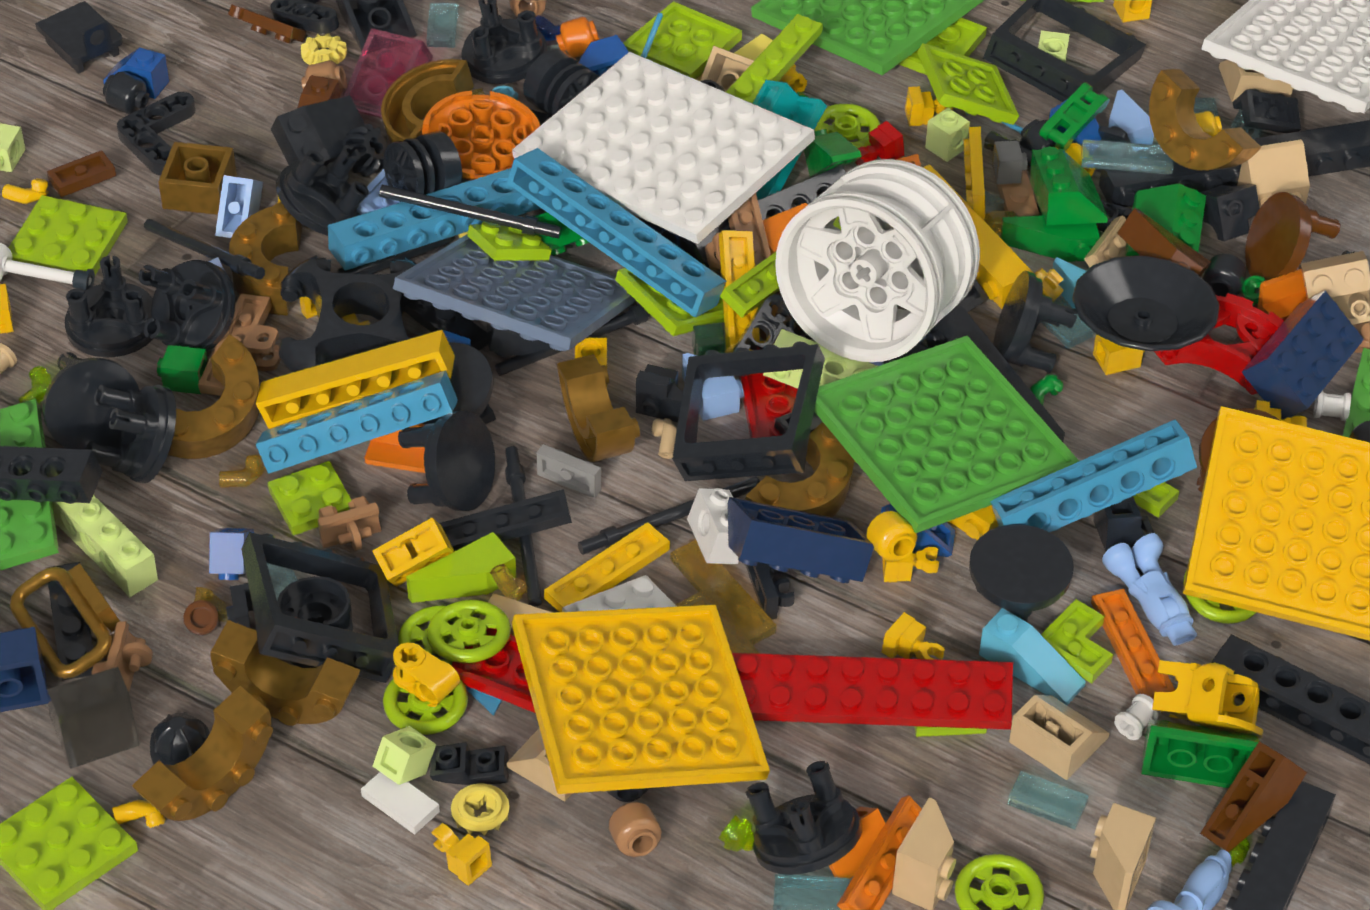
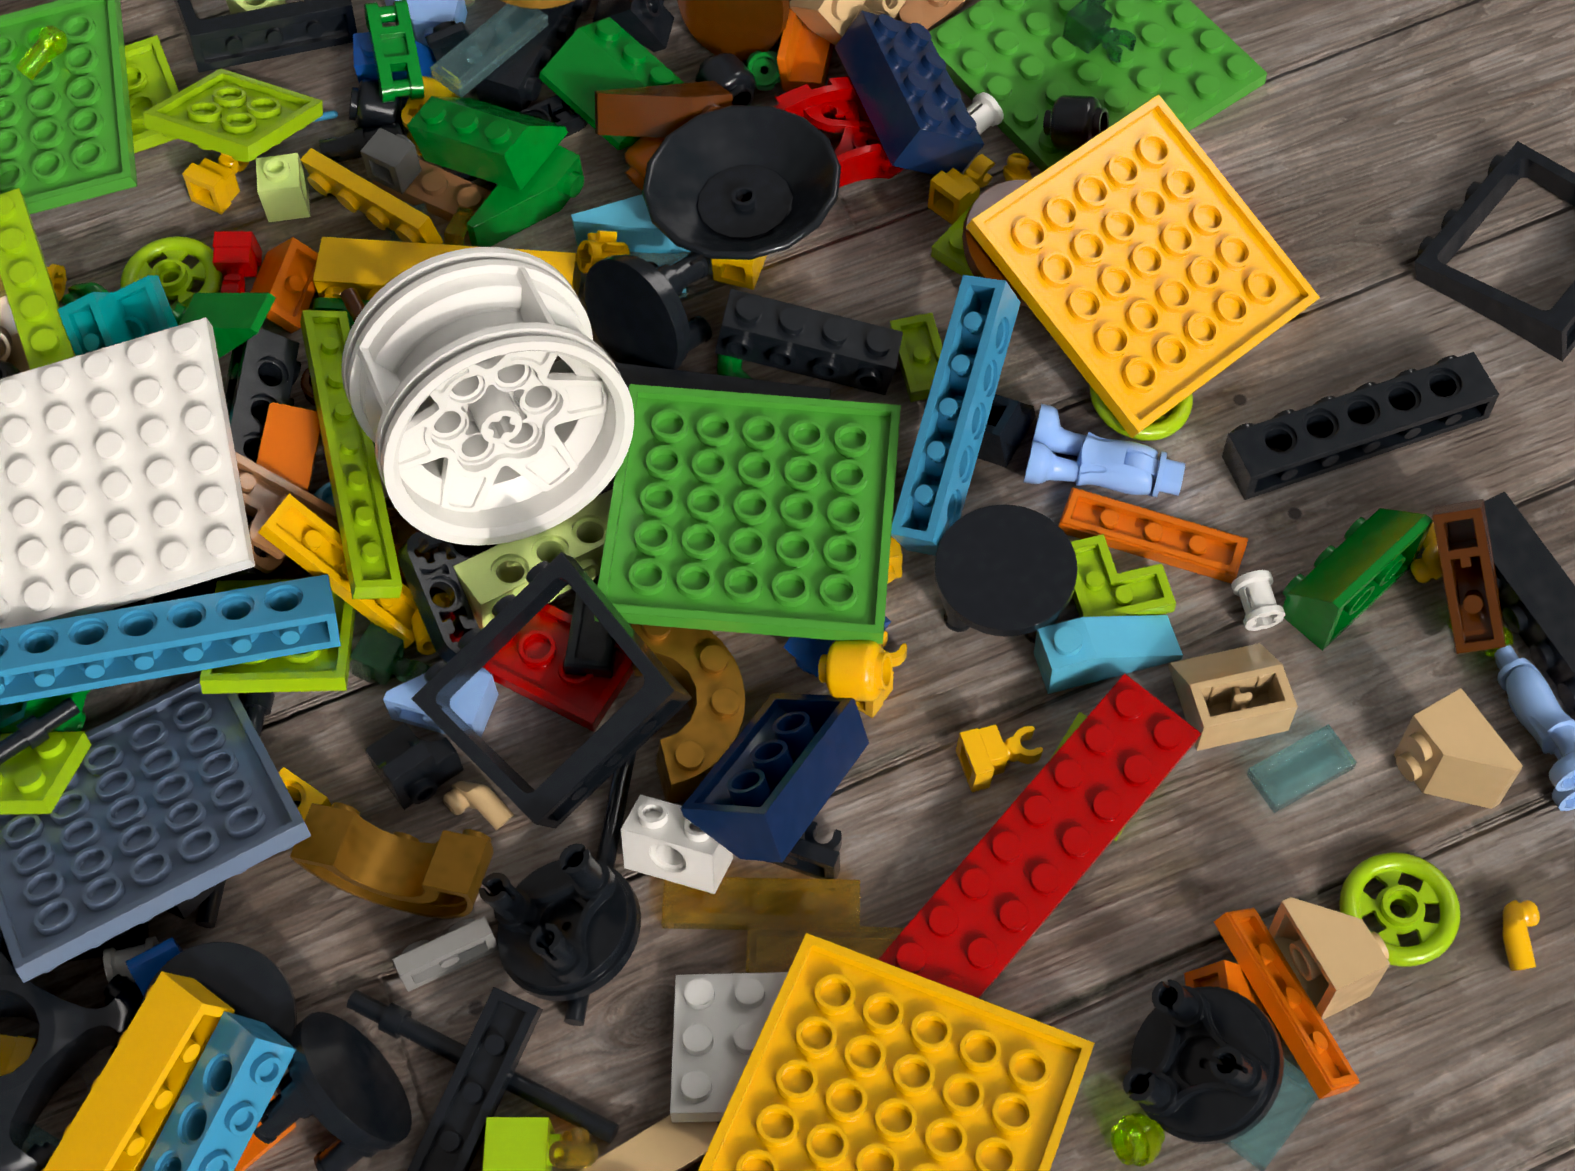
camera: 50 degrees left, 15 degrees up
(608, 567) = (636, 1032): yellow plate -> none
(626, 506) = (564, 925): none -> black piece
(1081, 399) = (809, 342): none -> black brick
(1108, 245) = (601, 157): tan tile -> none
(1208, 695) = (1313, 524): yellow piece -> none

